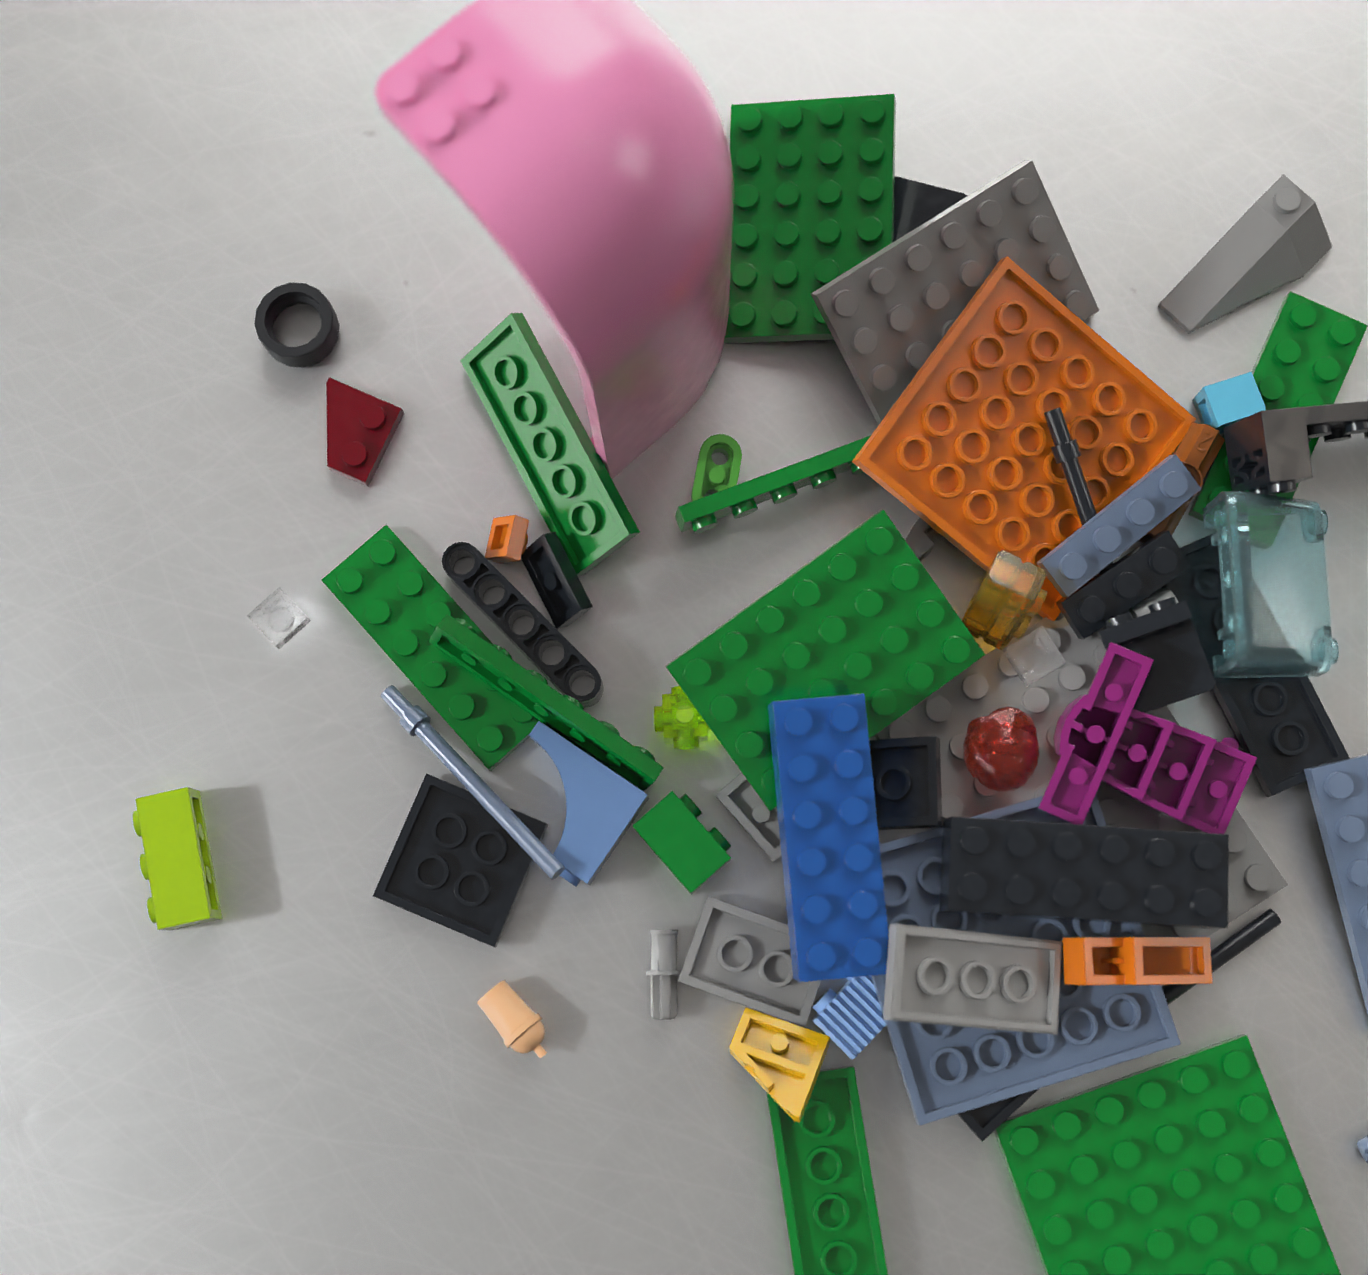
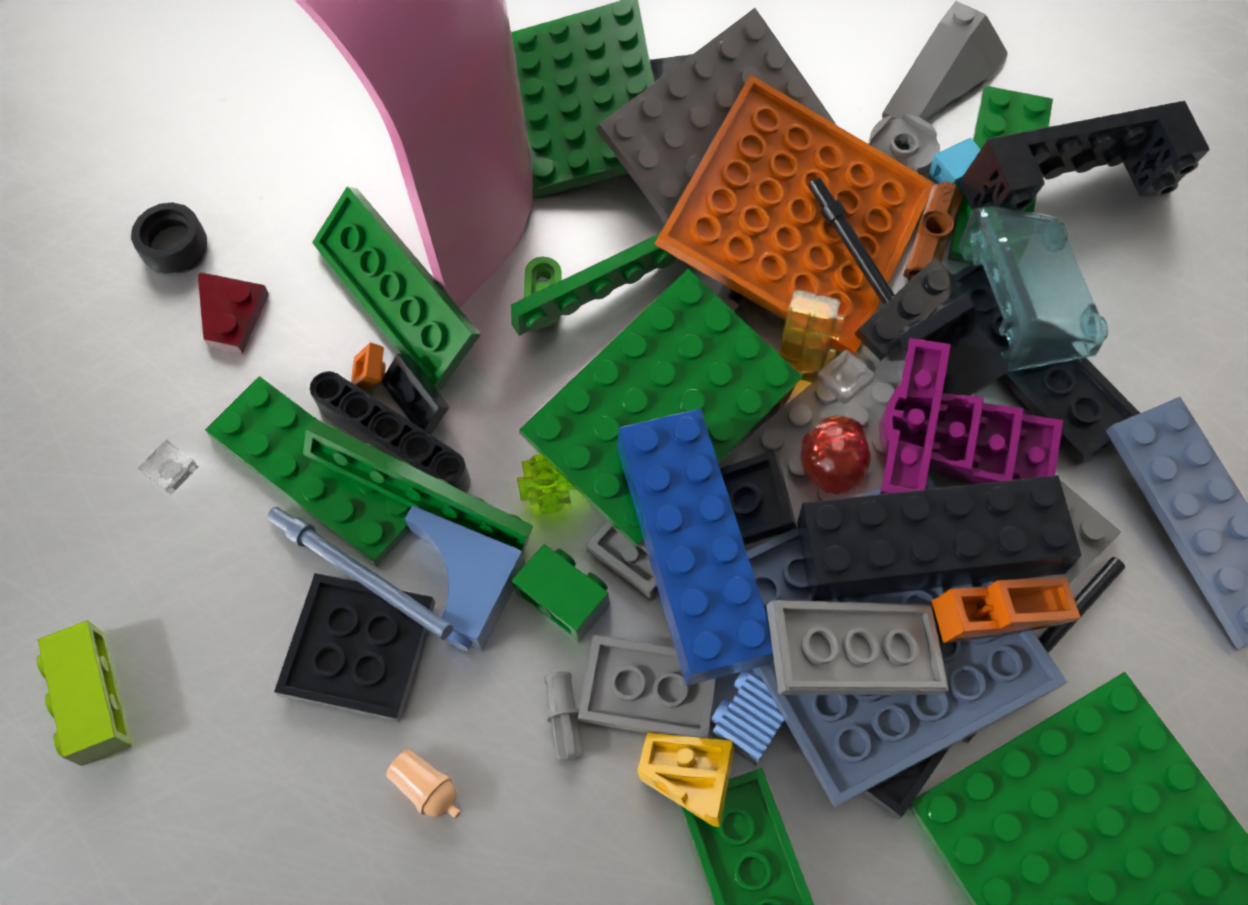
camera: 10 degrees left, 15 degrees down
(1119, 525) = (892, 261): sand blue plate -> none
(1174, 336) = (909, 130): none -> light grey plate

